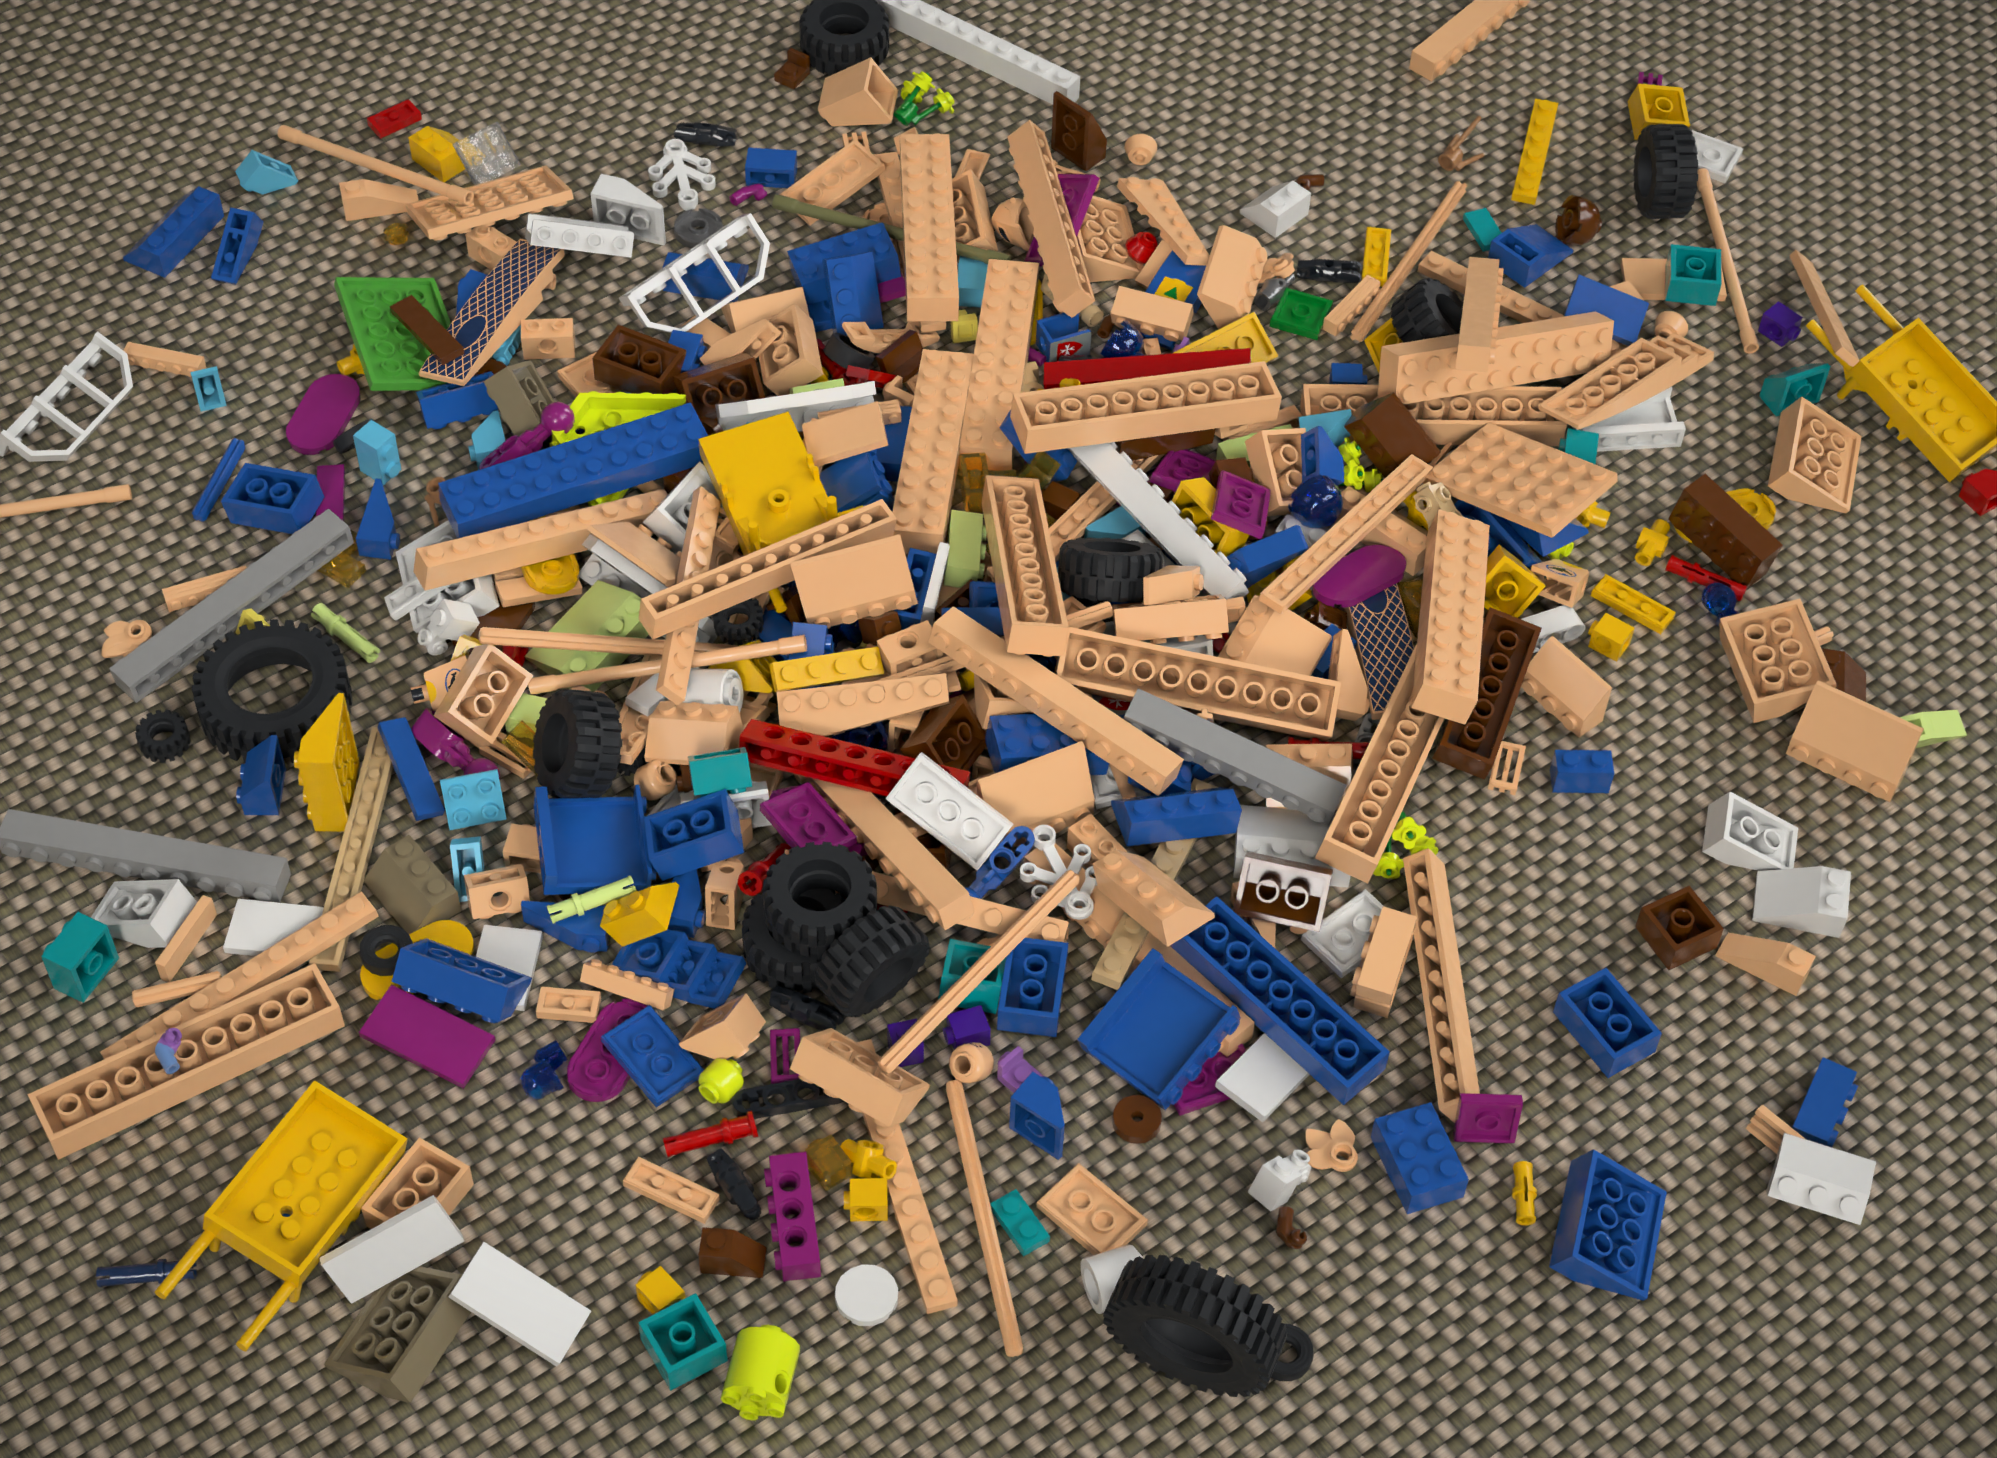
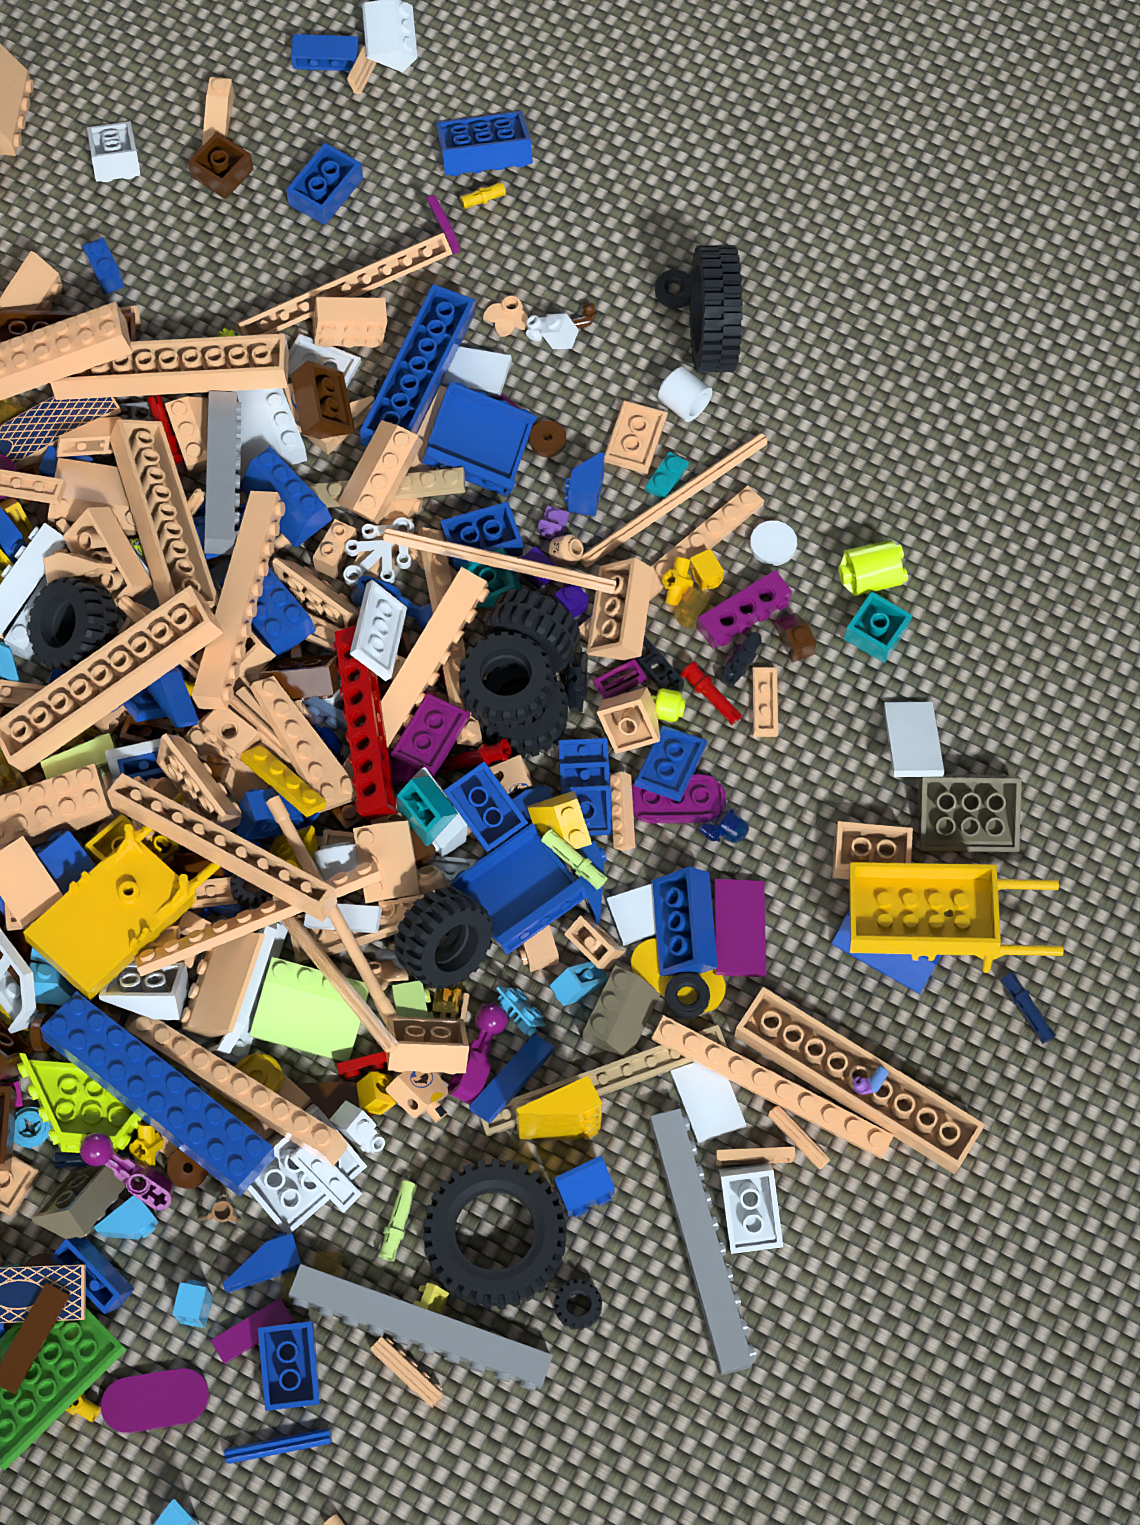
camera: 115 degrees left, 15 degrees up
(80, 956) = (822, 1217): teal brick -> none
(121, 637) = (500, 1406): light nougat plate -> none
(345, 441) = (171, 1348): black tyre -> none
(392, 1249) = (926, 832): white tile -> none
(568, 1004) = (659, 844): light nougat plate -> none
(658, 1290) = (849, 663): yellow brick -> none
(1419, 1158) = (491, 259): blue brick -> none
(1803, 899) = (153, 105): white slope -> none

